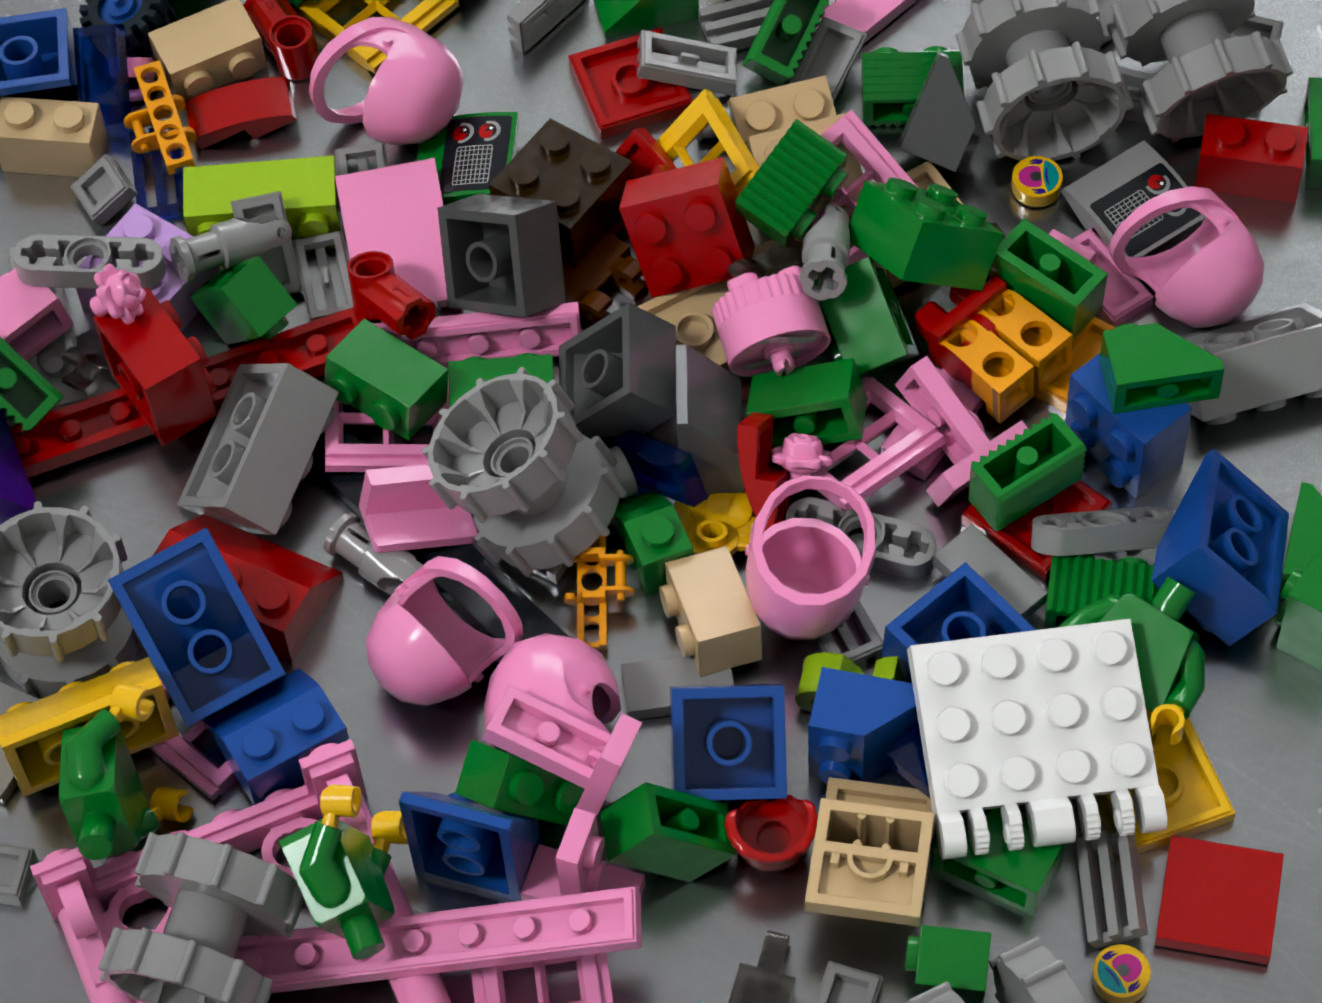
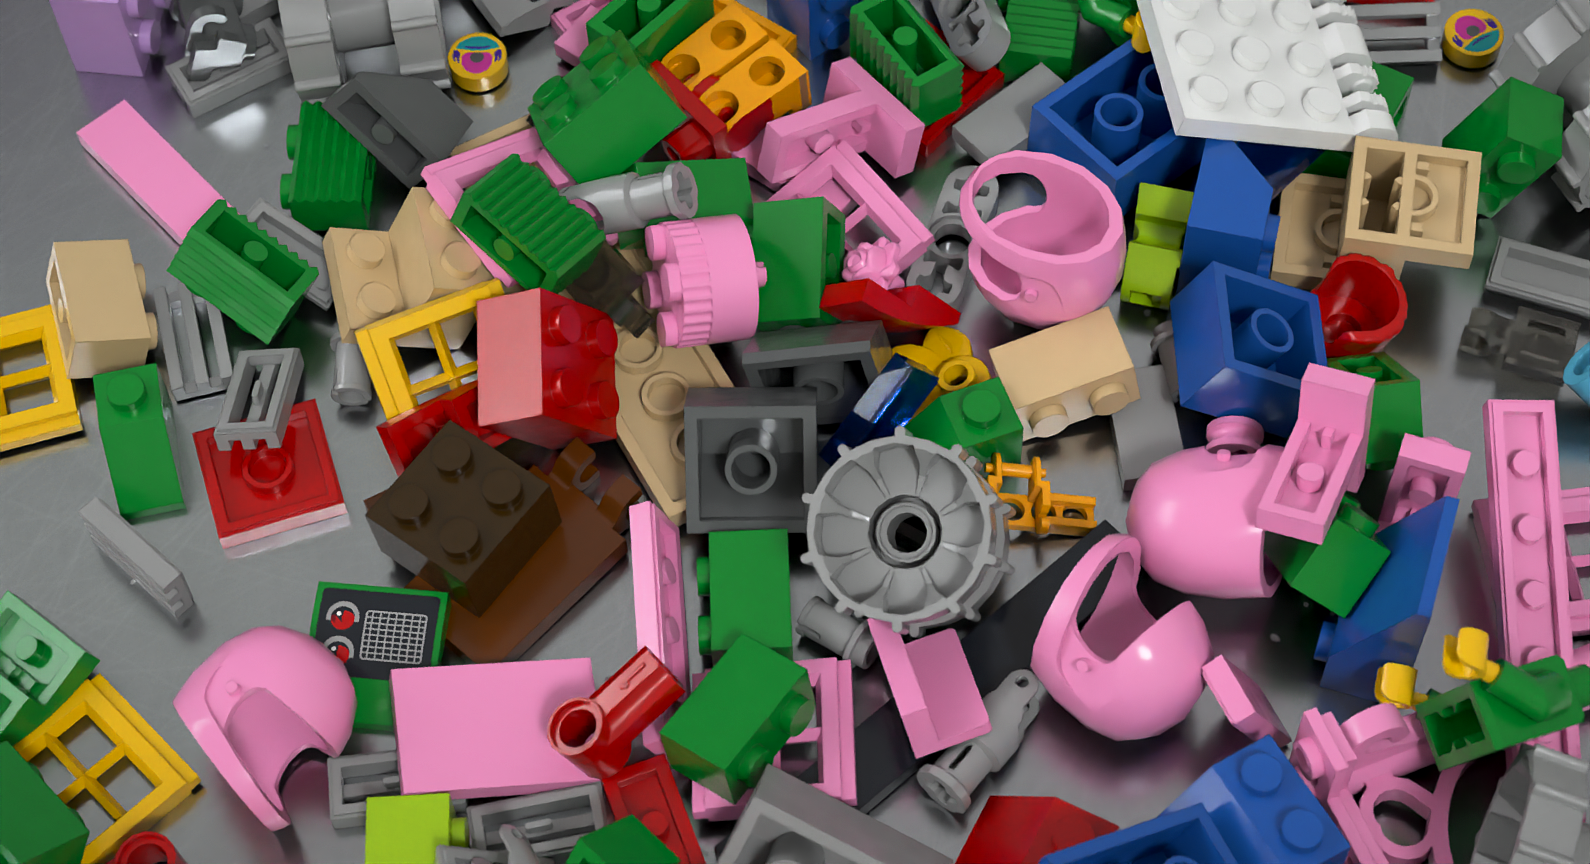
camera: 90 degrees left, 0 degrees up
(391, 730) = (1243, 701): none -> bright pink tile
(502, 255) = (570, 573): dark grey brick -> none
(654, 746) = (1235, 434): none -> bright pink bush

